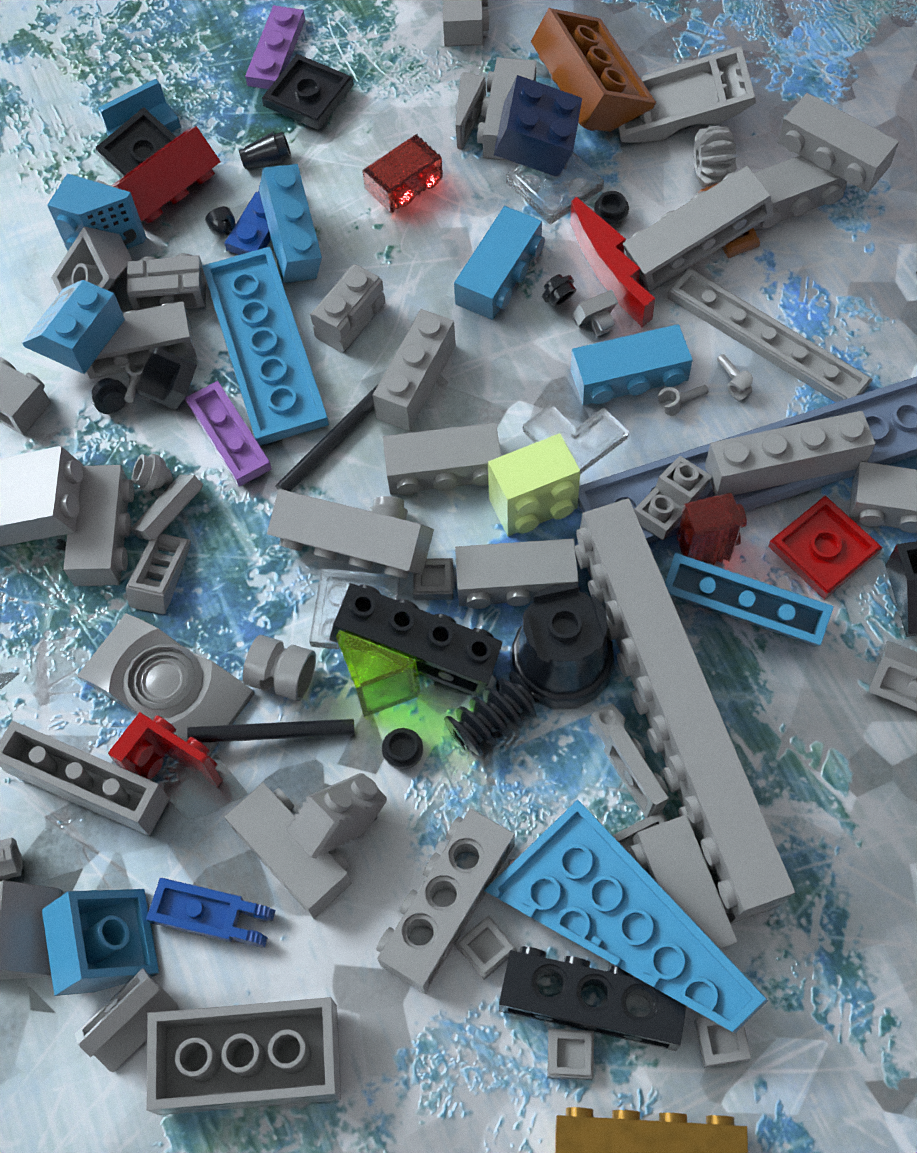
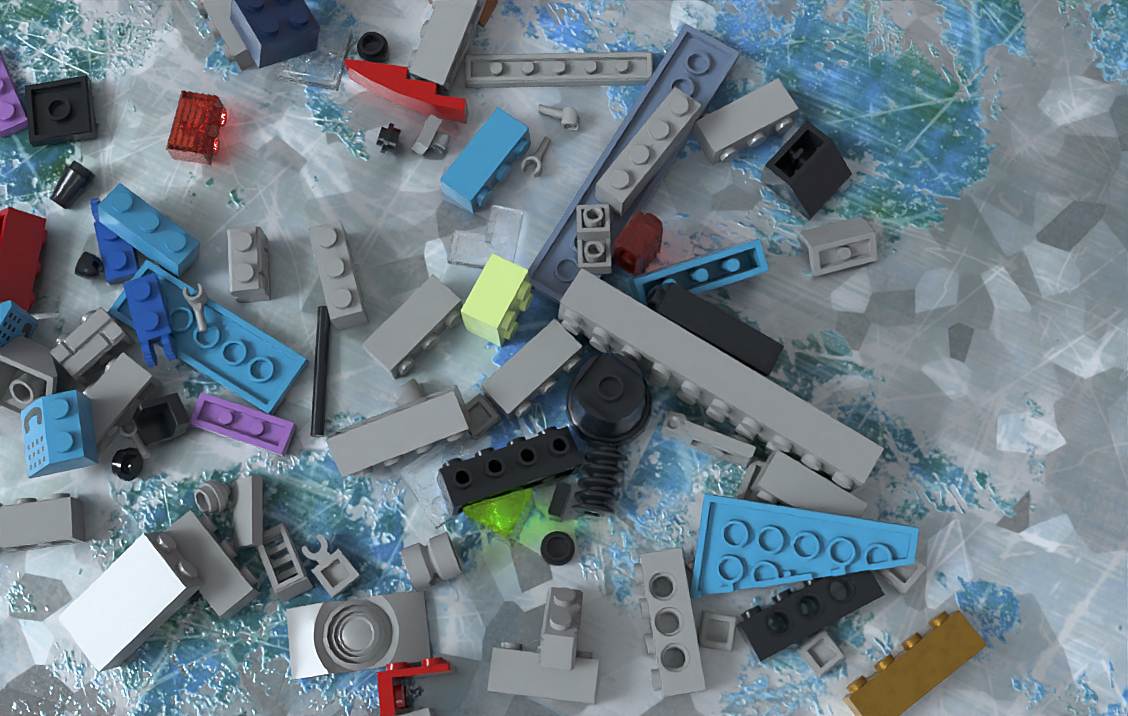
camera: 40 degrees left, 10 degrees up
(194, 610) = (334, 569): none -> light grey plate
(230, 292) = (150, 317): none -> blue hinge
(268, 731) = (461, 608): black bar -> none
(280, 305) = (197, 303): none -> light grey hand
(439, 705) = (559, 501): none -> black tile
(469, 107) = (196, 31): light grey slope -> none
(499, 263) = (329, 148): dark azure brick -> none
(718, 652) = (715, 327): none -> black slope
(825, 547) = (713, 196): red tile -> none

